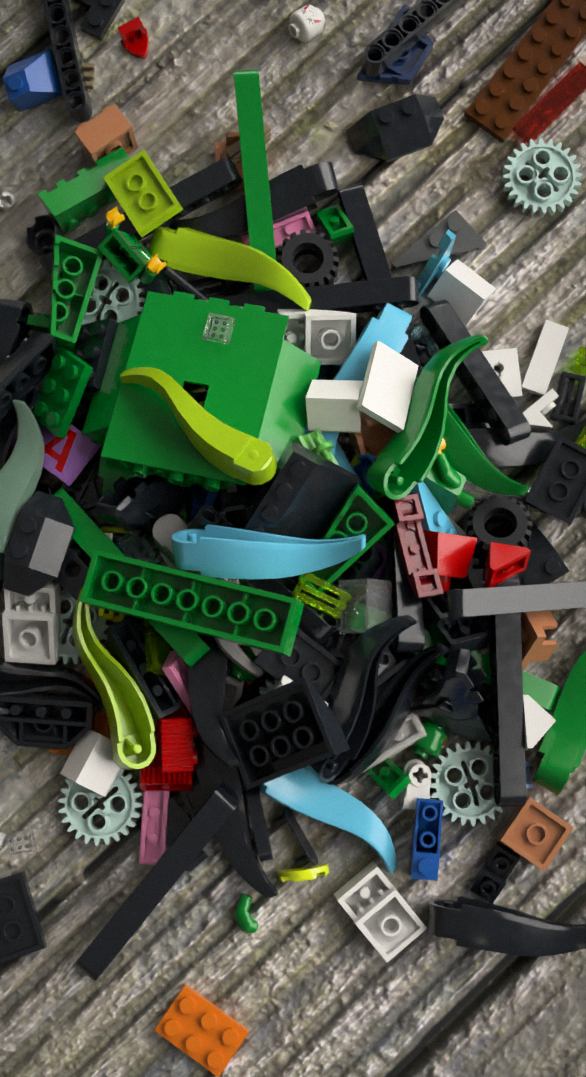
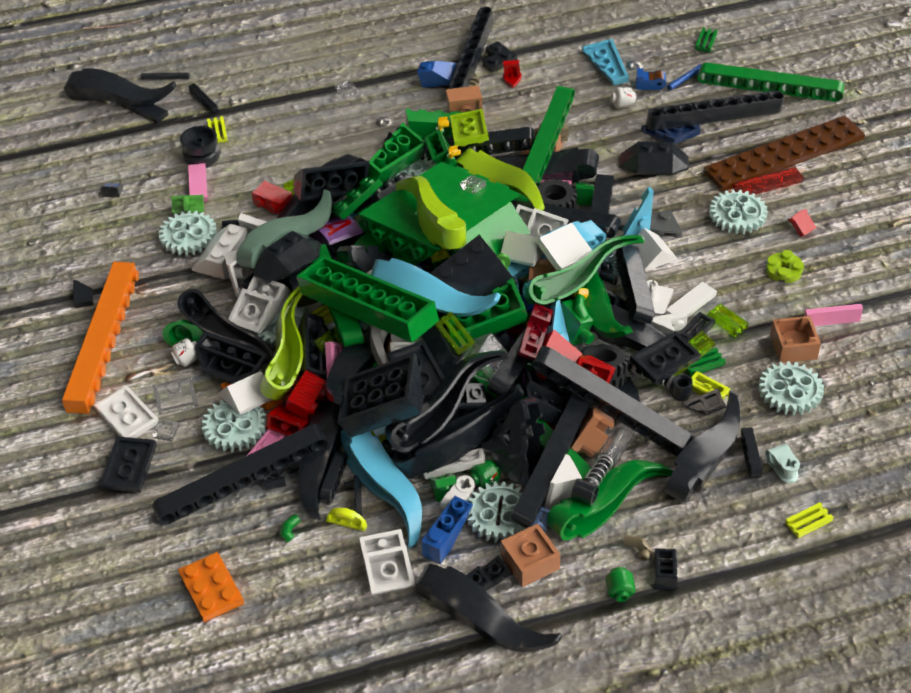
camera: 25 degrees right, 35 degrees down
(566, 731) = (587, 489): none -> piece

